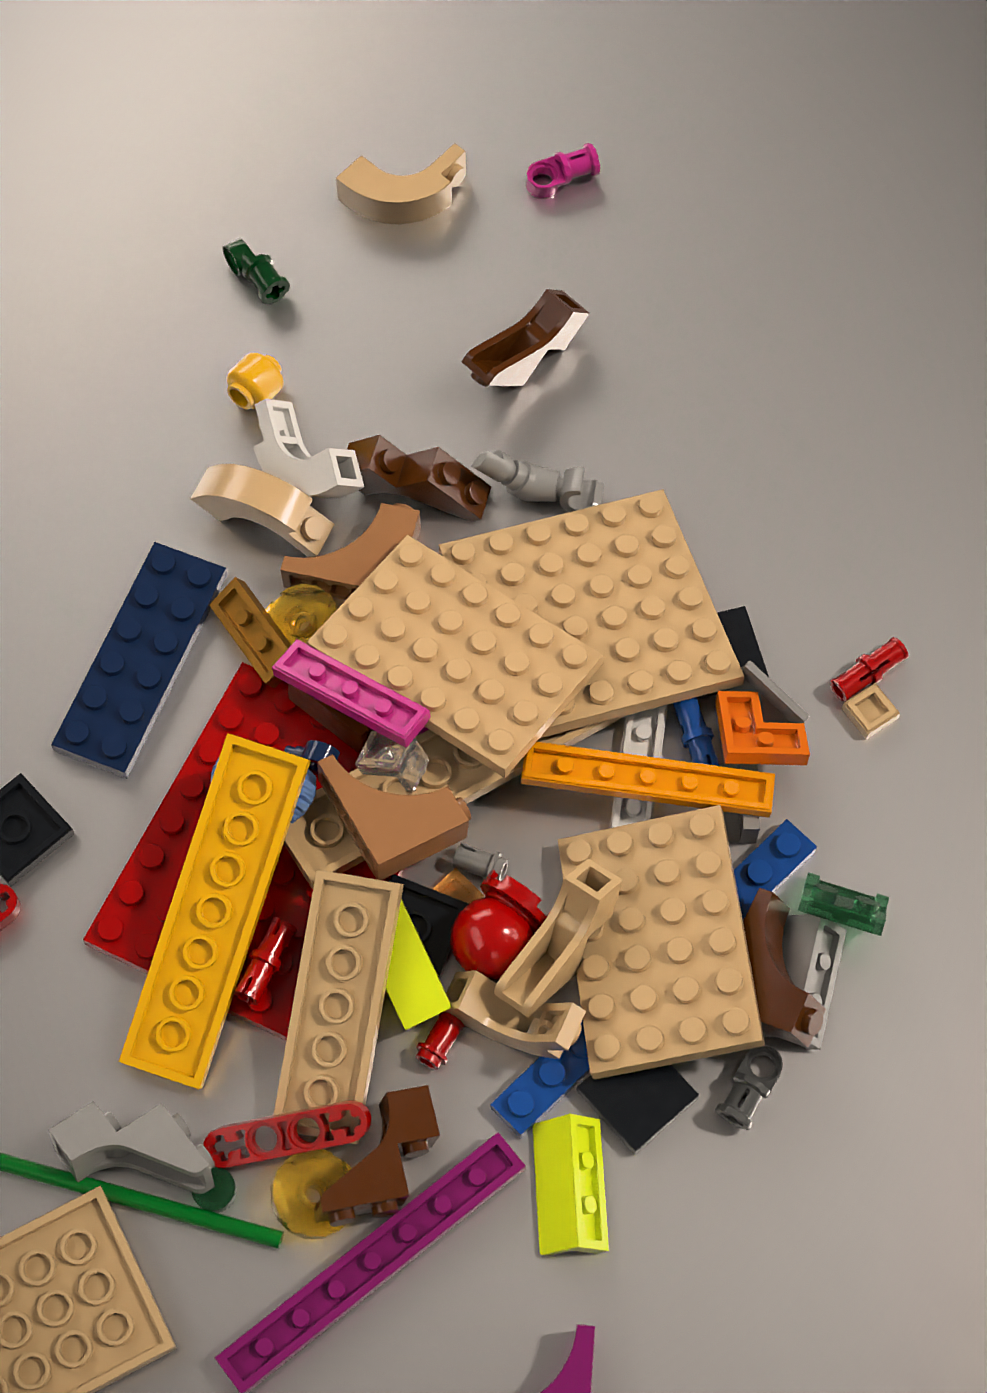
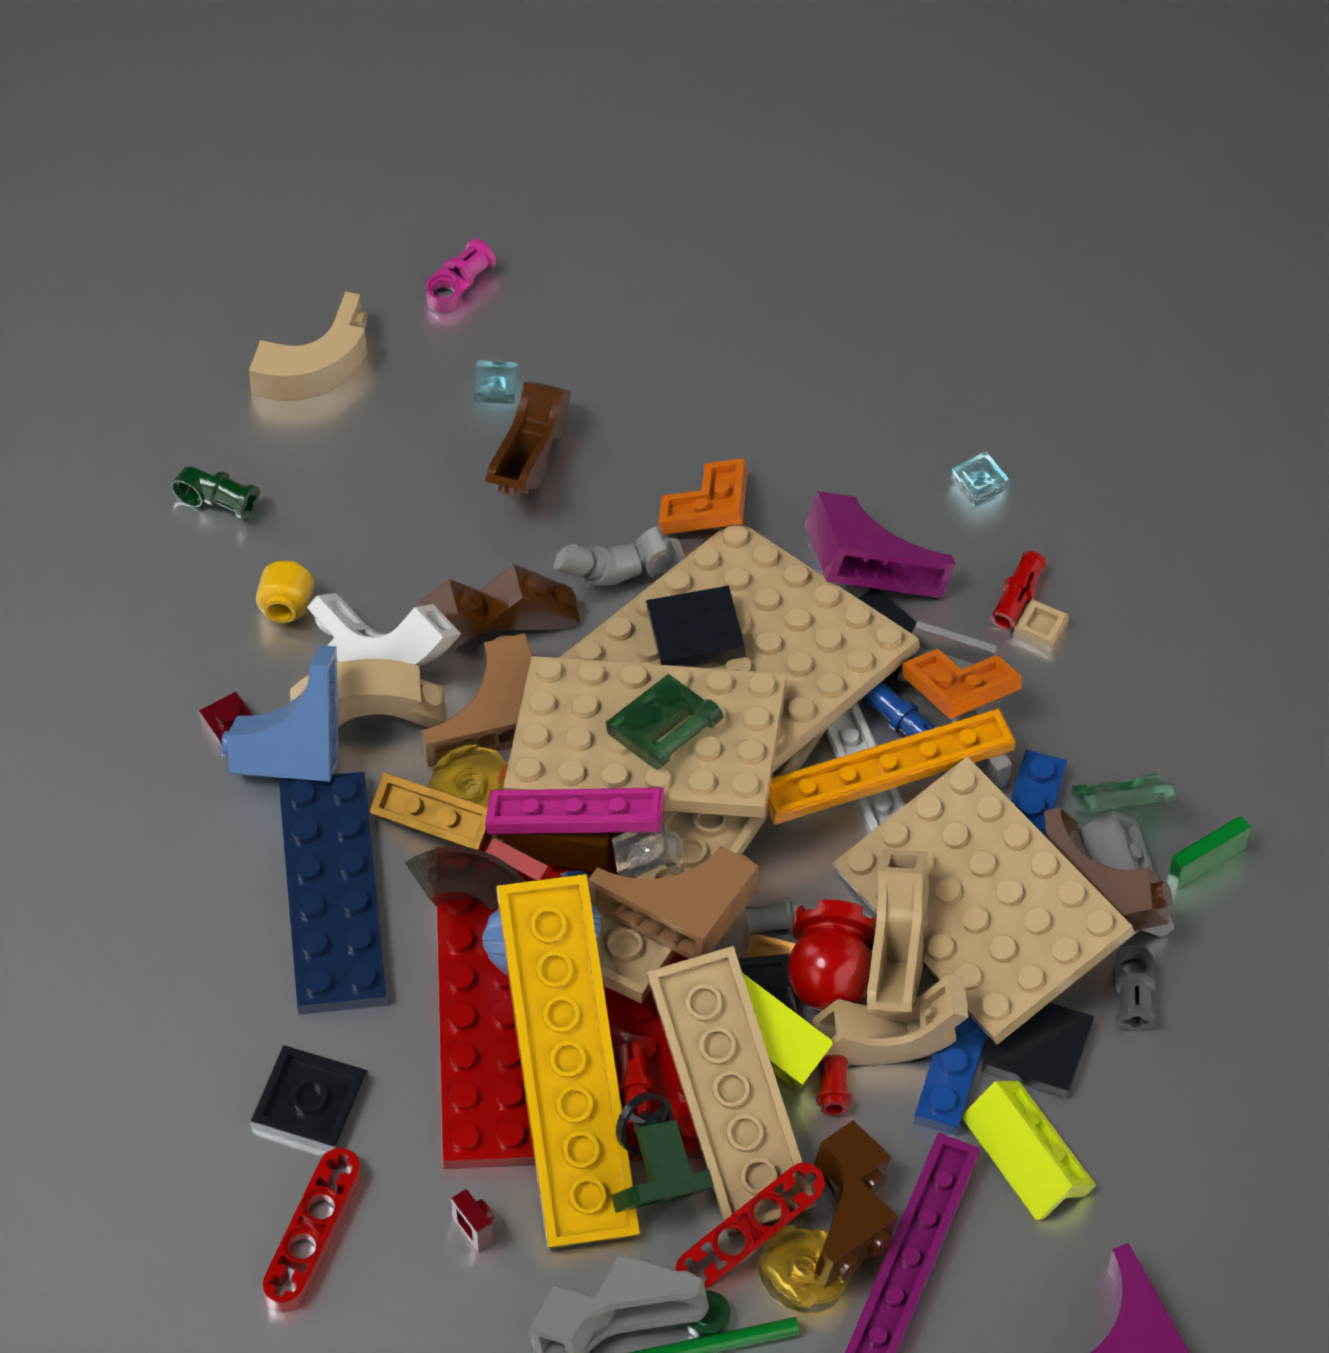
camera: 30 degrees left, 10 degrees down
(74, 1005) = (473, 1219): none -> dark red plate
(149, 470) = (222, 714): none -> dark red plate
(181, 514) = (296, 738): none -> medium blue arch
(238, 705) = (462, 875): none -> clear smoke brick
(243, 1034) = (662, 1155): none -> dark green piece
(288, 722) = (523, 864): none -> tile
(466, 640) = (655, 714): none -> clear green plate
(535, 276) = (495, 382): none -> clear light blue plate
(559, 575) = (696, 627): none -> black tile
(649, 470) = (716, 505): none -> orange plate
(748, 576) = (865, 554): none -> magenta arch
(891, 995) = (1209, 852): none -> green tile
(895, 551) = (980, 478): none -> clear light blue plate

